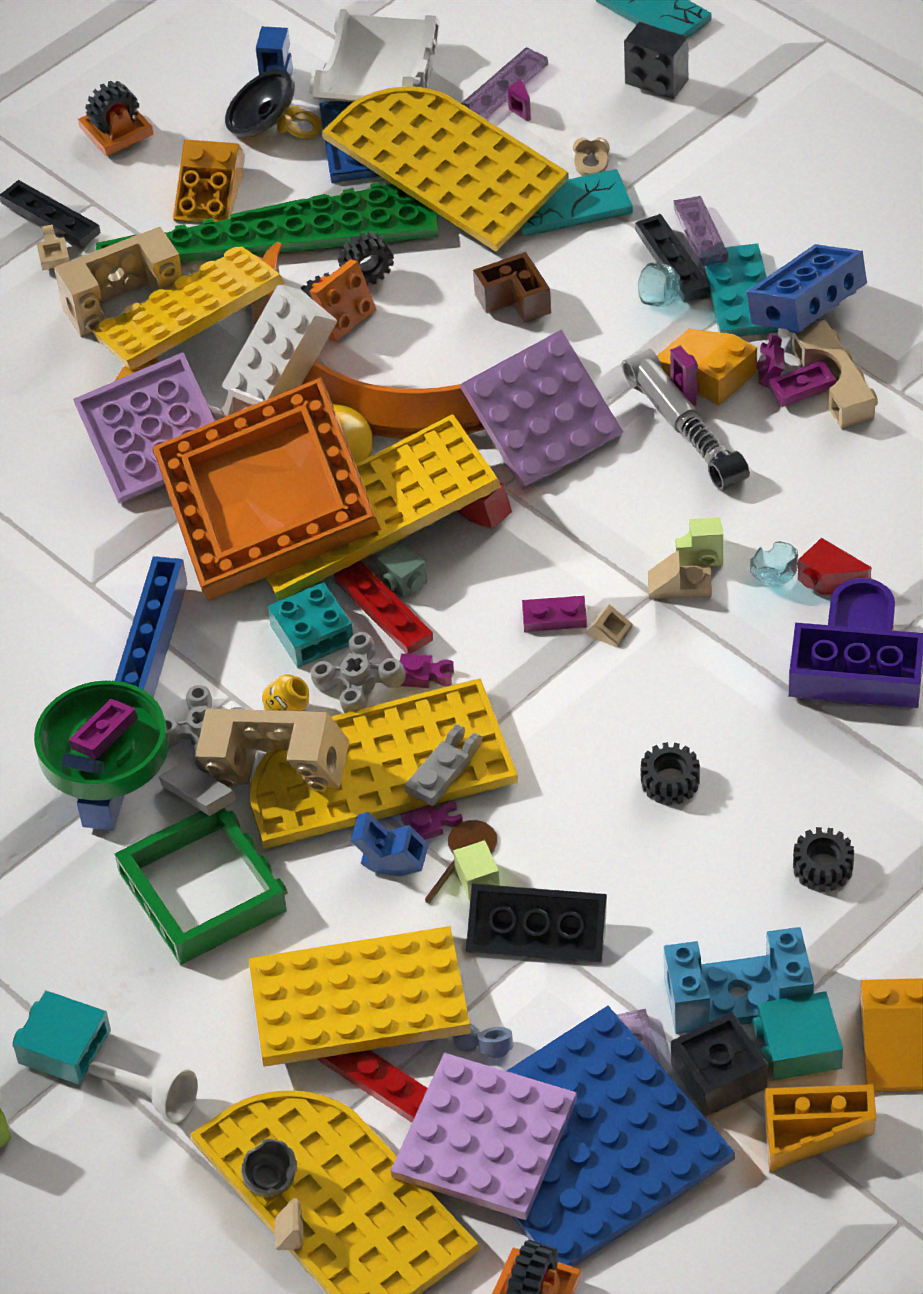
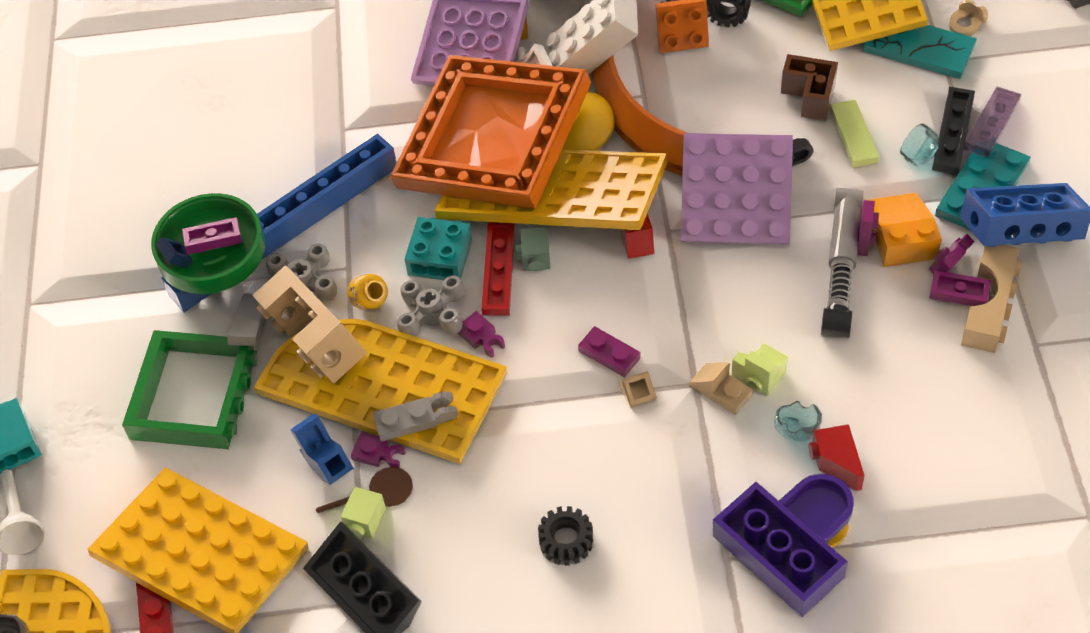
camera: 40 degrees right, 5 degrees up
(588, 310) = (854, 133): none -> yellowish green tile

